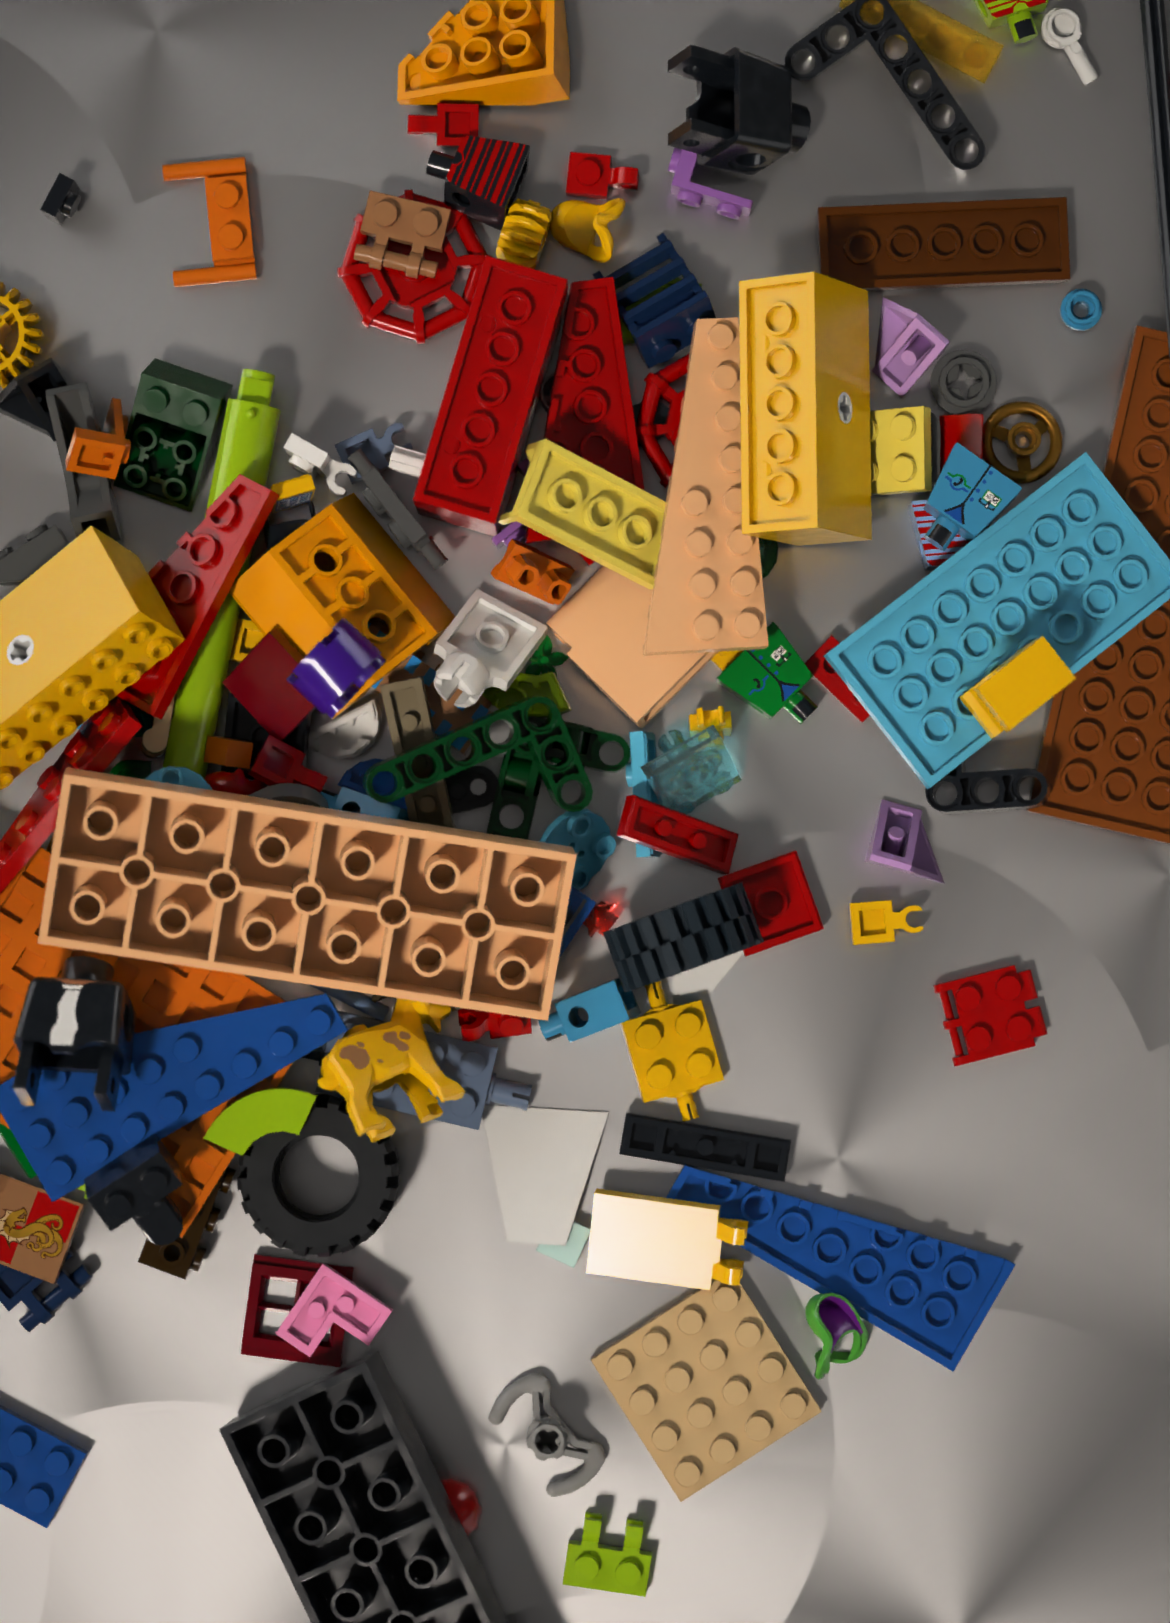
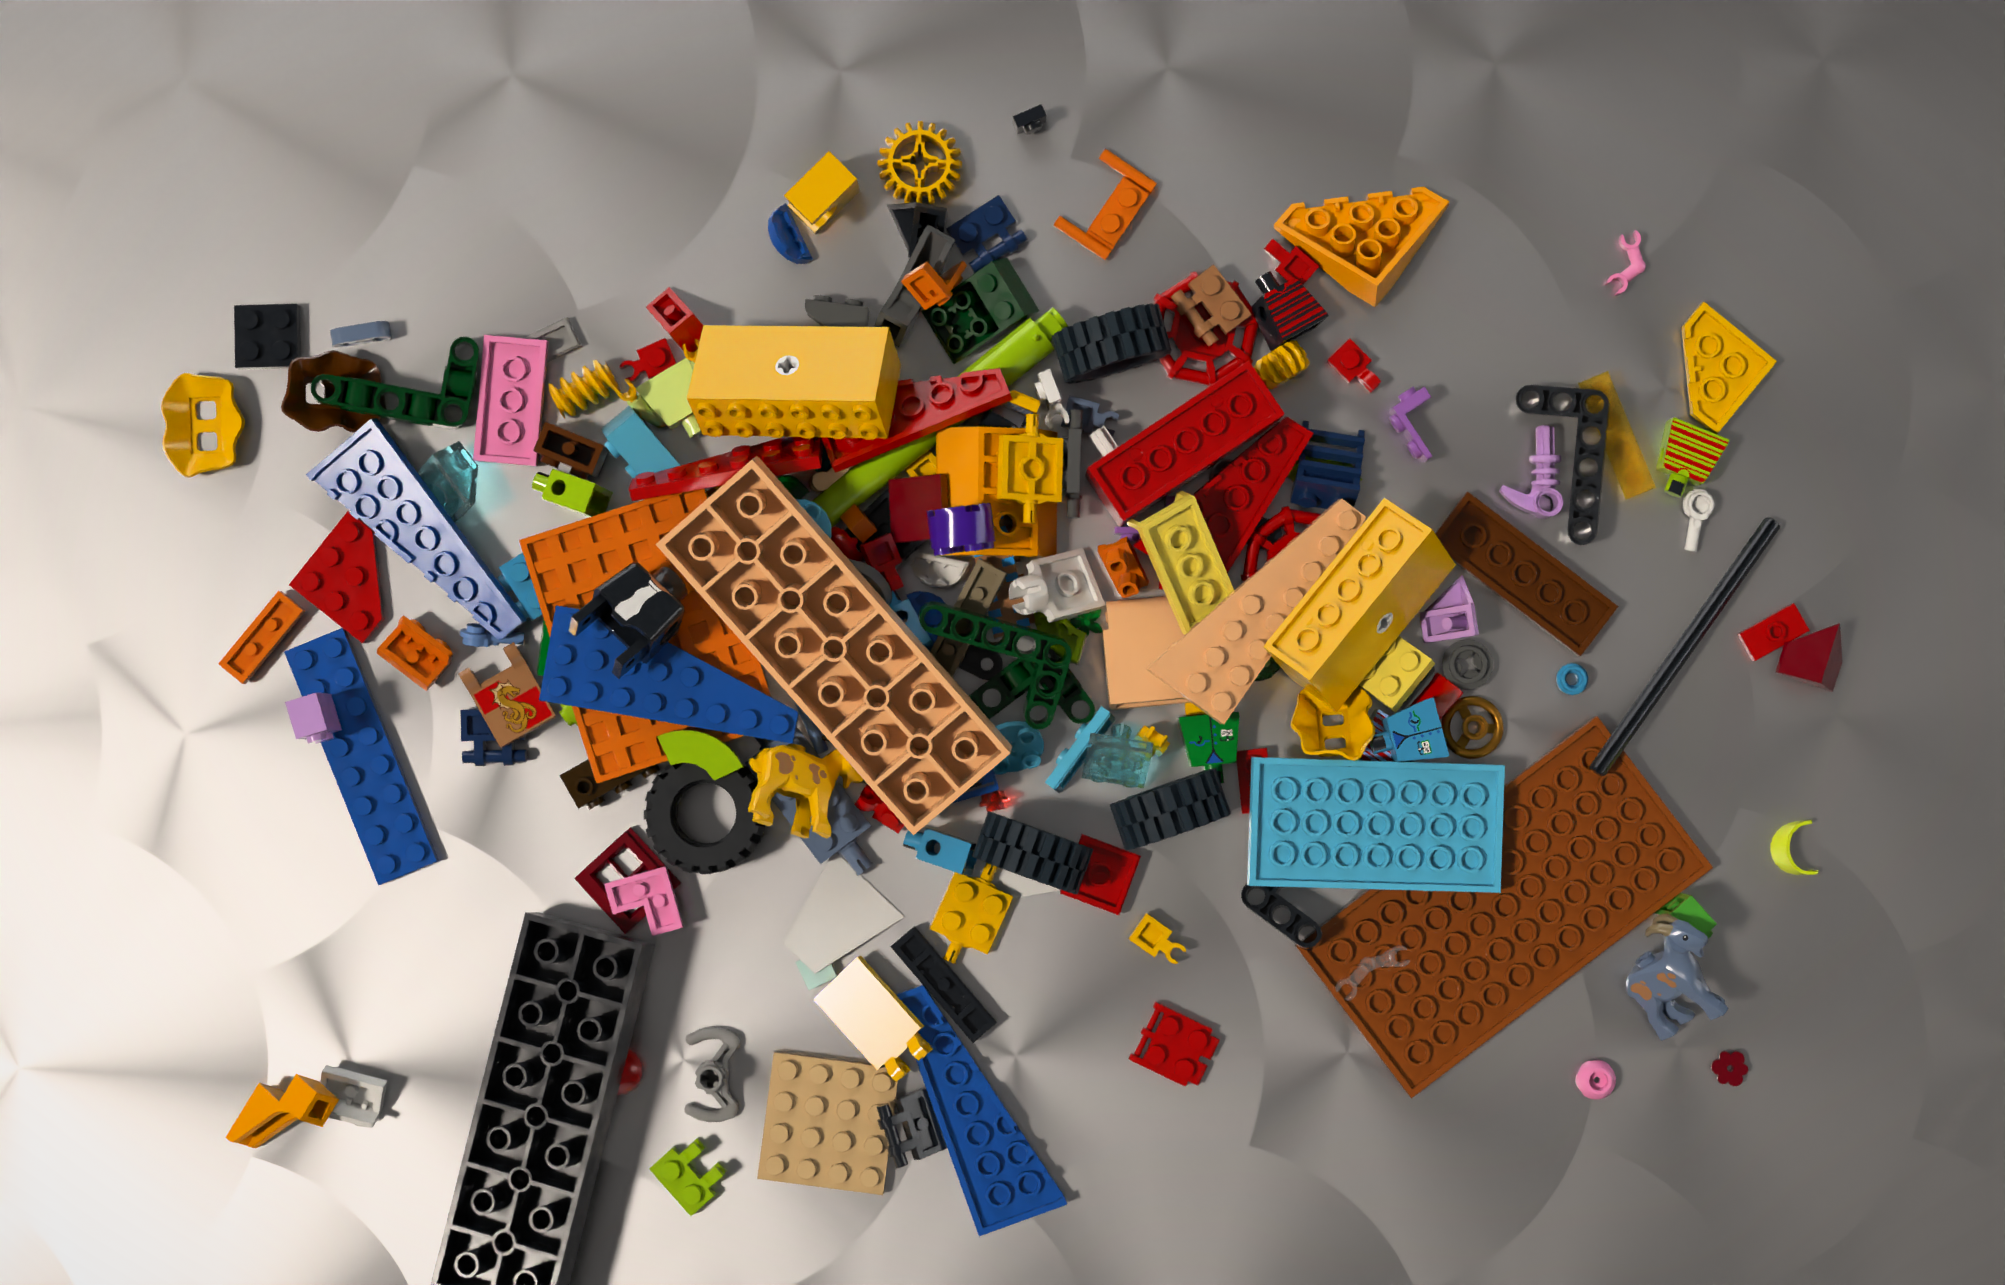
camera: 35 degrees right, 0 degrees up
(103, 346) = (981, 226): none -> dark blue plate
(138, 1188) = (595, 734): black brick -> none
(332, 355) = (1111, 343): none -> black wheel
(356, 550) = (1030, 468): none -> yellow plate
(576, 224) = (1320, 383): yellow piece -> none
(677, 834) = (1079, 789): red tile -> none
(740, 110) = (1468, 398): black piece -> none
(785, 1303) = (919, 1126): none -> black plate
(786, 777) = (1170, 809): none -> black wheel
(831, 1319) = (933, 1146): bright green piece -> none
(889, 133) = (1545, 478): none -> lavender piece
(902, 842) = (1207, 903): lavender slope -> none
(906, 540) = (1356, 730): none -> yellow piece
(1017, 687) = (1348, 870): yellow piece -> none
(1116, 767) = (1368, 964): none -> clear piece

